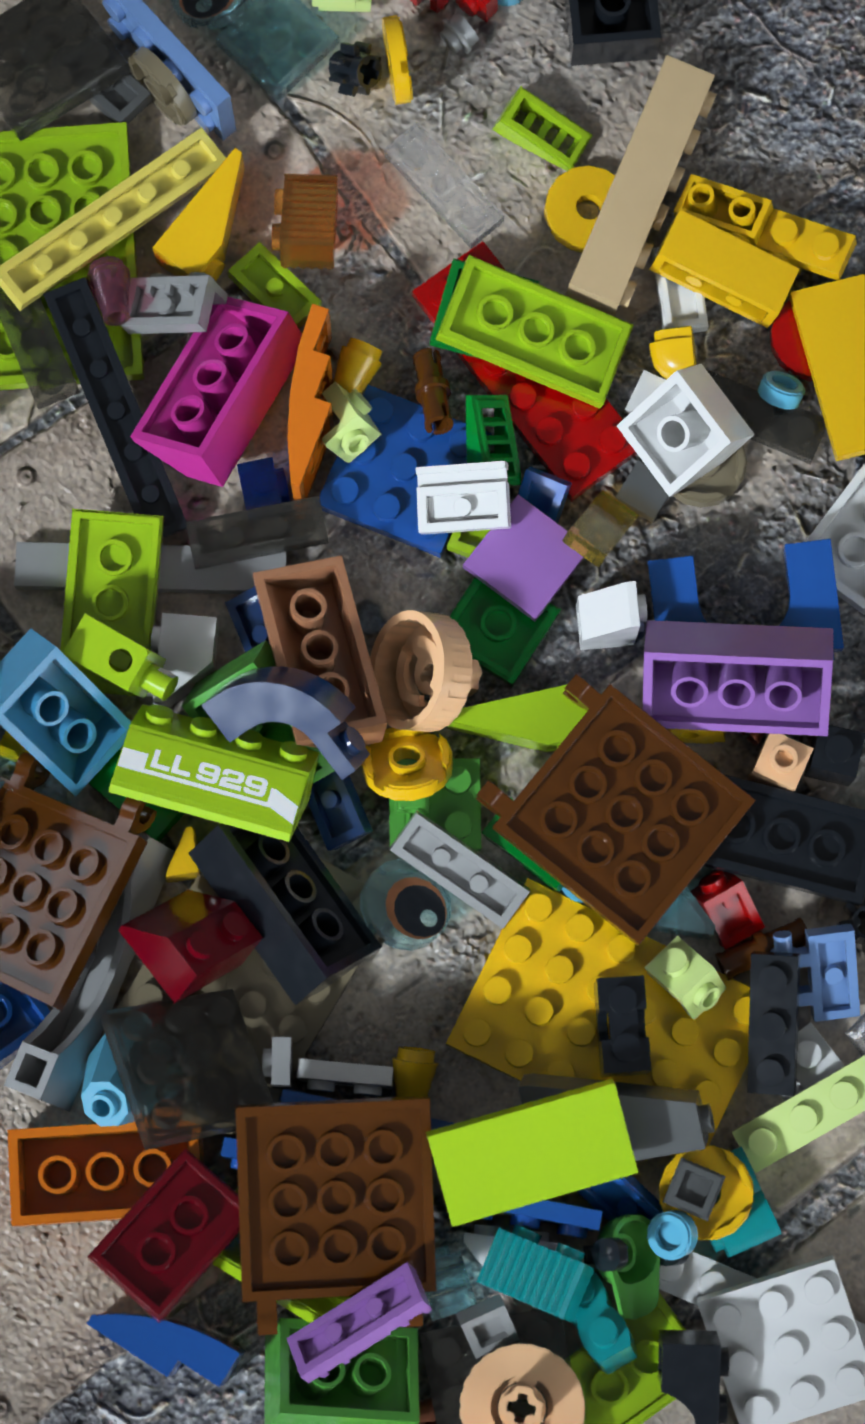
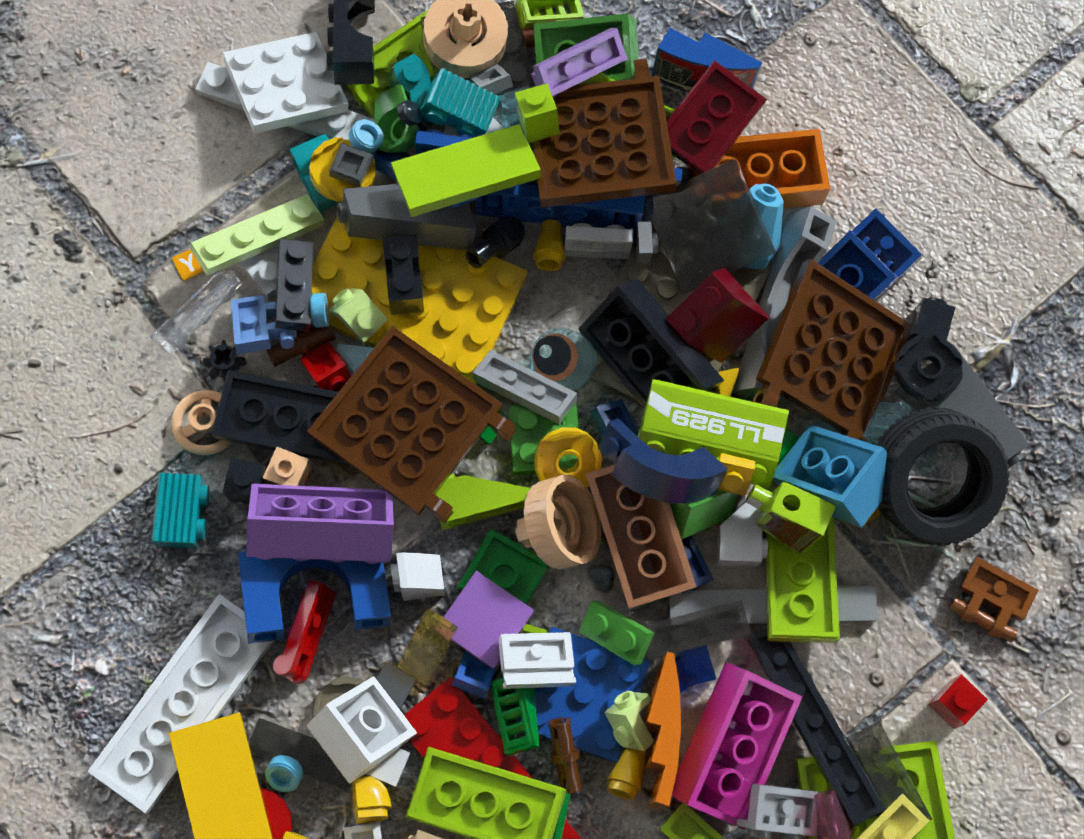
camera: 170 degrees right, 5 degrees down
(186, 712) = (738, 474): none -> yellow plate
(358, 535) = (616, 632): none -> bright green plate
(426, 1233) = (537, 113): none -> lime brick
(487, 1084) = (497, 241): none -> black arm
(738, 981) = (319, 310): none -> medium azure tile
(755, 558) = (305, 633): none -> red plate

